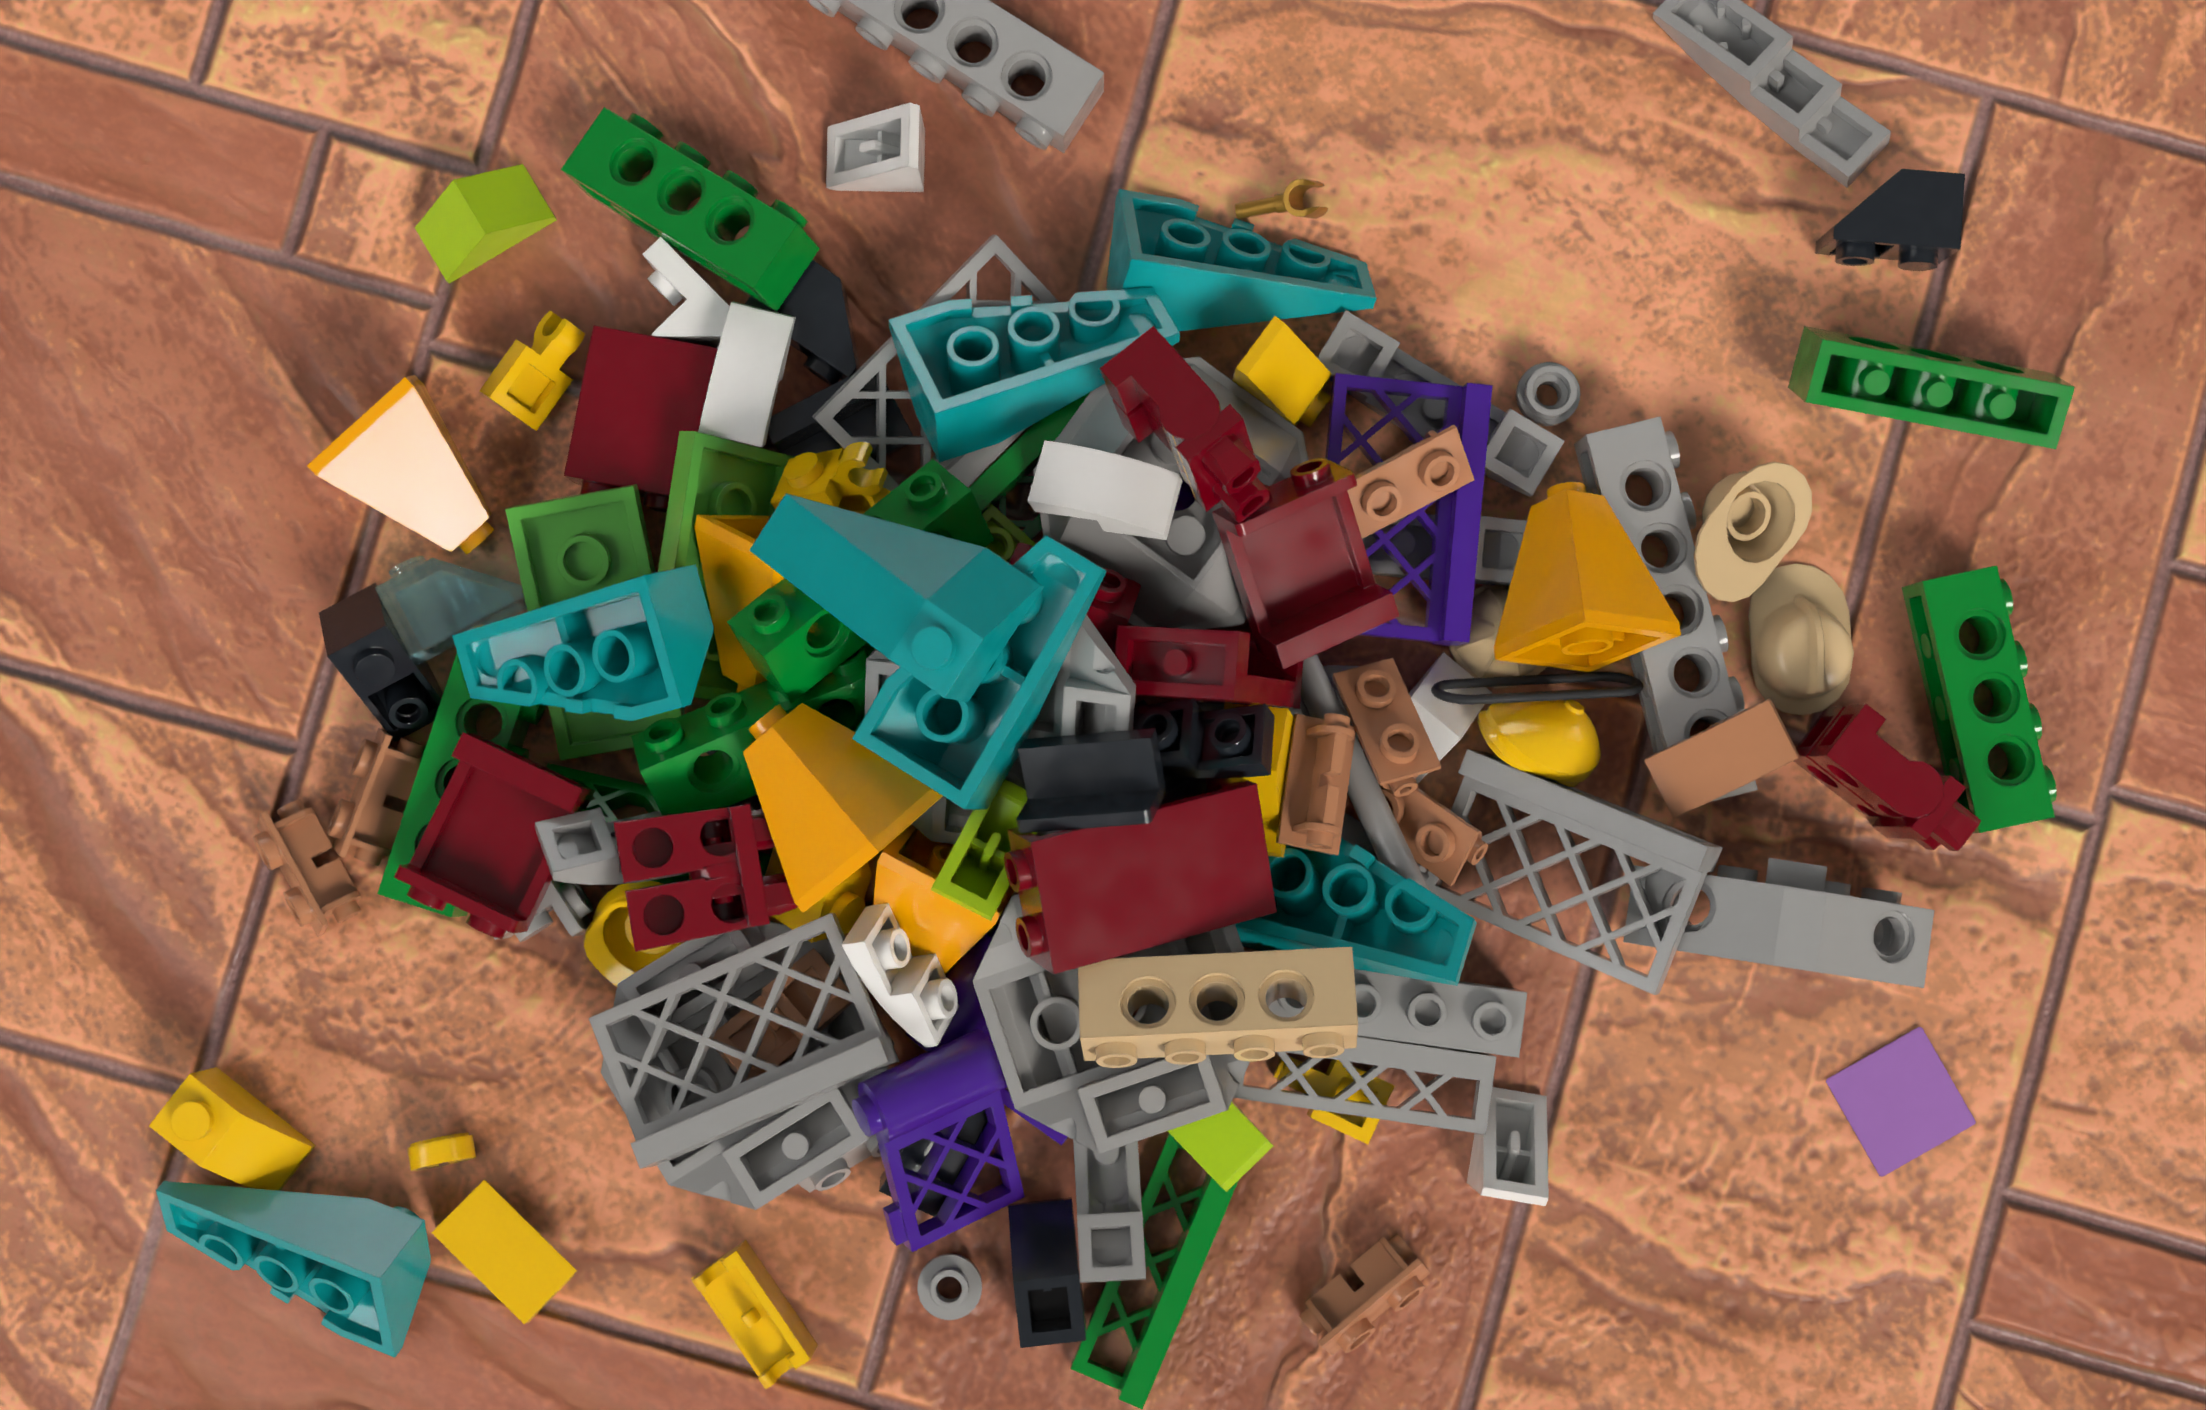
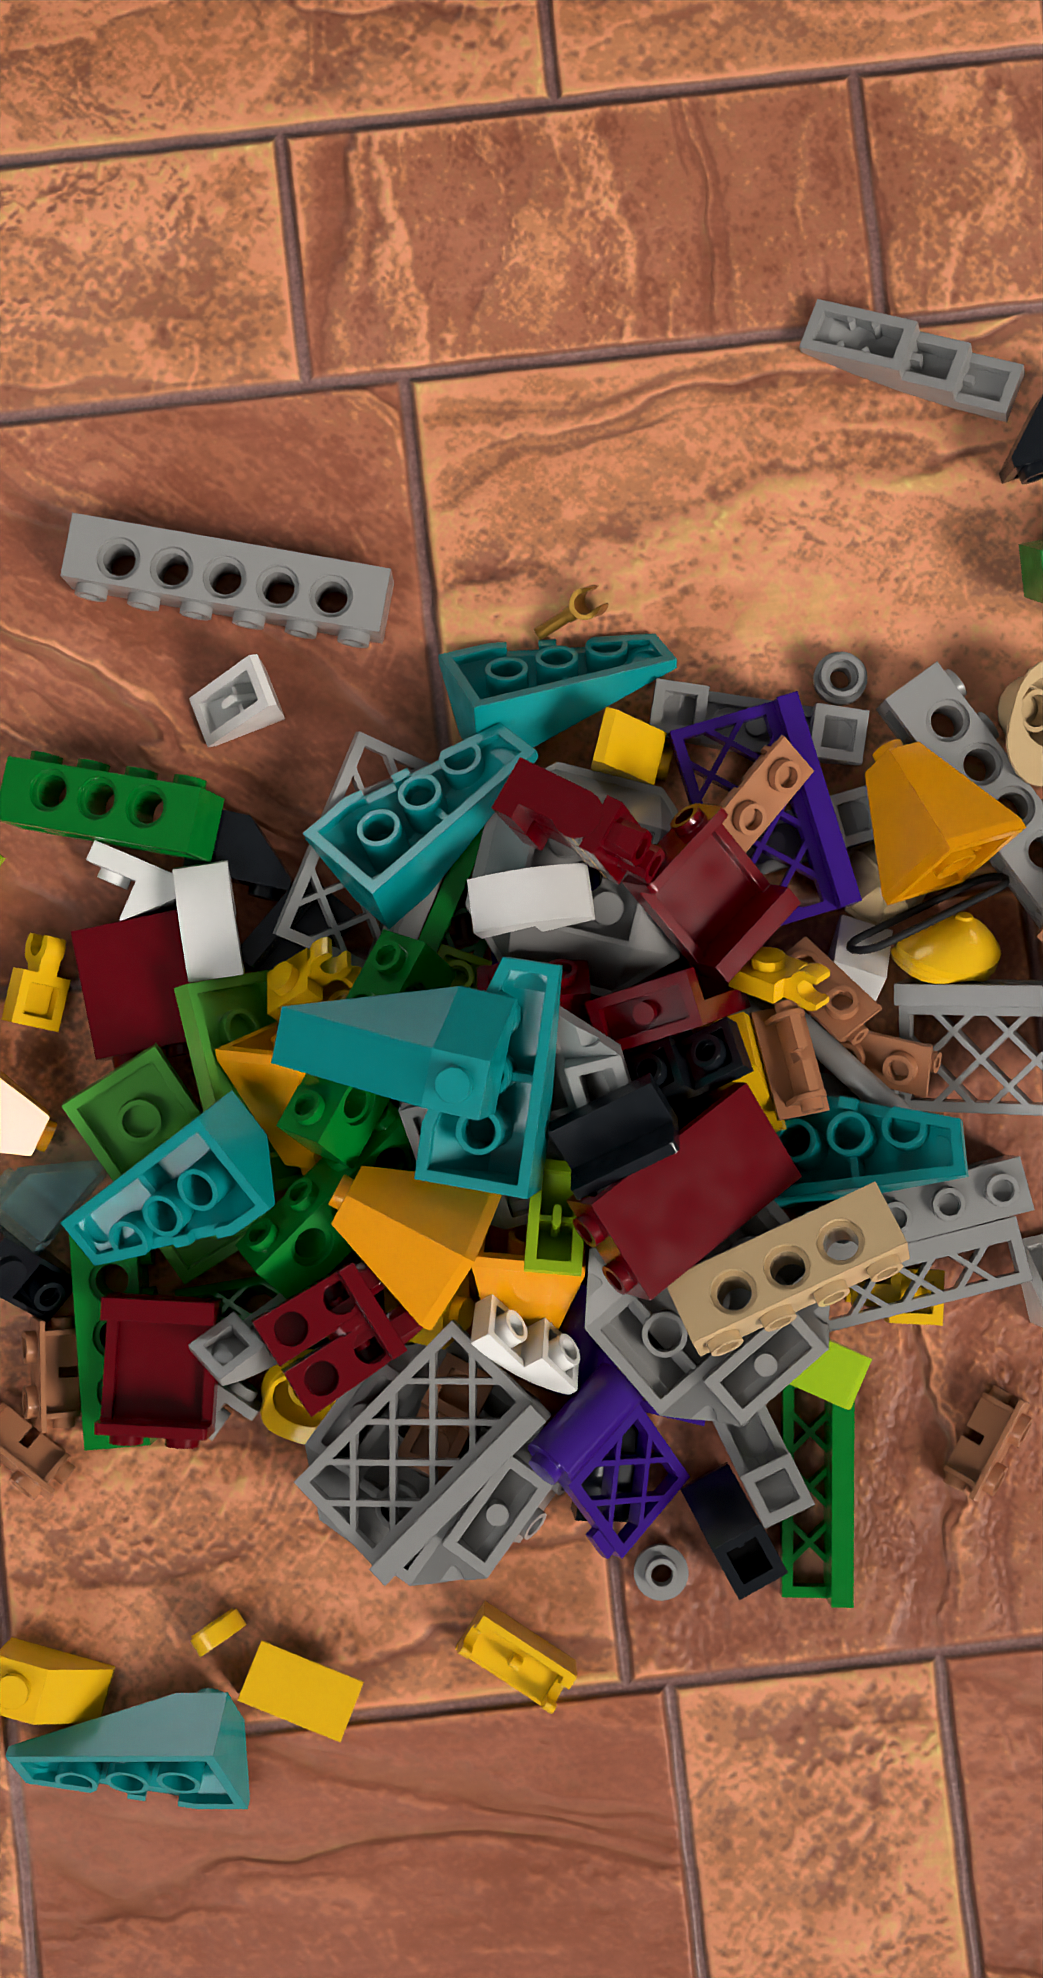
camera: 15 degrees left, 0 degrees up
(1339, 684) = (775, 975): none -> yellow plate

